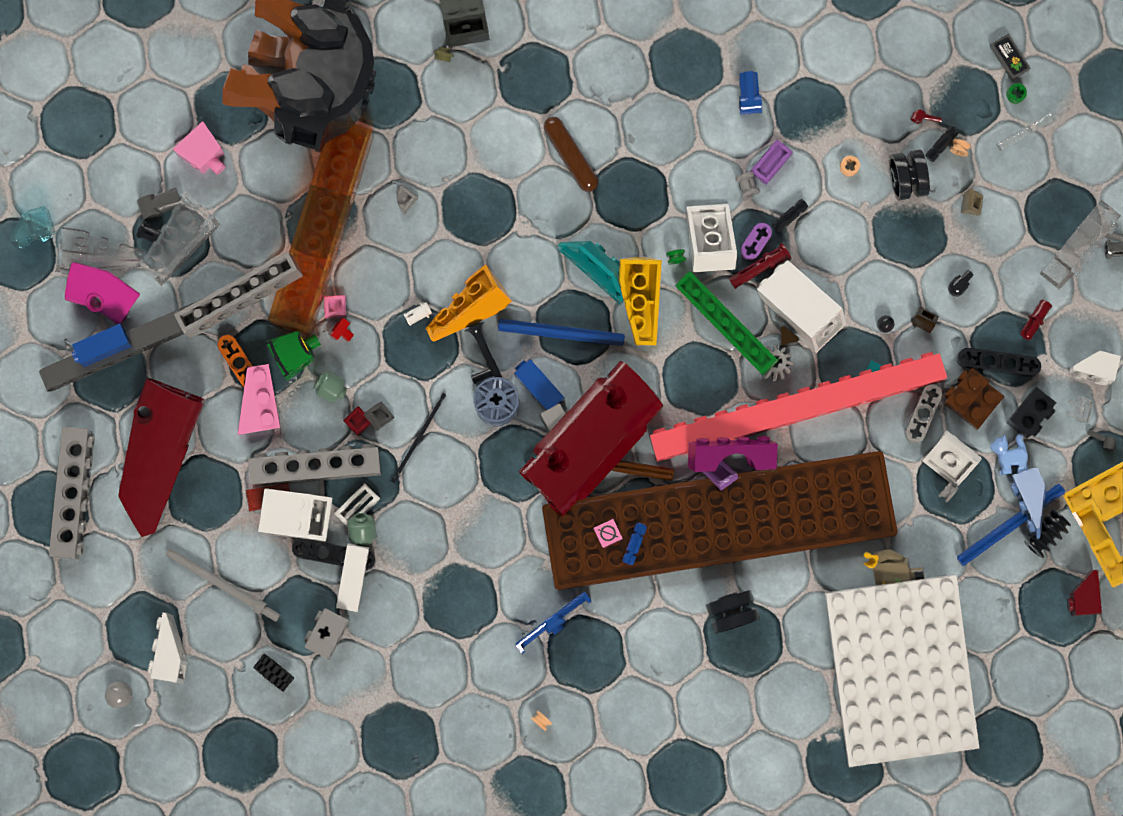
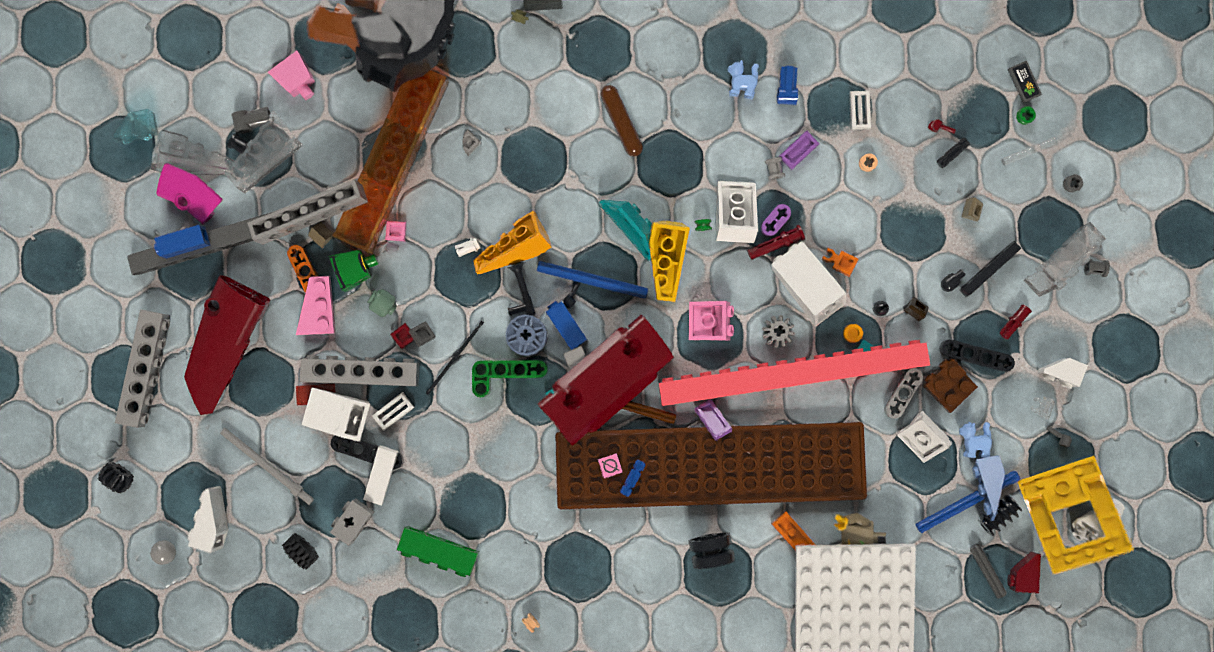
camera: 10 degrees right, 5 degrees up
(56, 617) = (115, 477): none -> black gear
(252, 320) = (320, 234): none -> dark tan slope
(340, 330) = (397, 253): red tile -> none
(361, 529) = (393, 434): sand green head -> none
(427, 653) = (438, 551): none -> green brick
(482, 447) = (509, 373): none -> green beam
(537, 358) = (568, 300): none -> black hand
(554, 623) = (553, 539): blue plate -> none
(698, 360) = (710, 320): none -> bright pink plate
(701, 95) = (743, 82): none -> light blue animal
(706, 454) = (707, 408): magenta arch -> none
(726, 323) = (740, 291): green plate -> none
(787, 338) = (792, 310): dark brown slope -> none
(789, 216) = (808, 200): black axle -> none
(817, 581) = (791, 531): none -> orange tile
(835, 127) = (860, 126): none -> white tile
(837, 278) = (843, 262): none -> orange plate
(858, 355) = (852, 333): none -> light orange tile
(909, 174) = (921, 177): black wheel -> none
(948, 491) = (916, 466): light grey bush -> none
(960, 147) = (969, 158): light nougat bush -> none
(999, 265) = (989, 269): none -> black beam
(1028, 410) = (997, 401): black brick -> none
(1044, 598) = (988, 571): none -> dark grey axle
(1071, 161) = (1066, 183): none -> dark grey bush

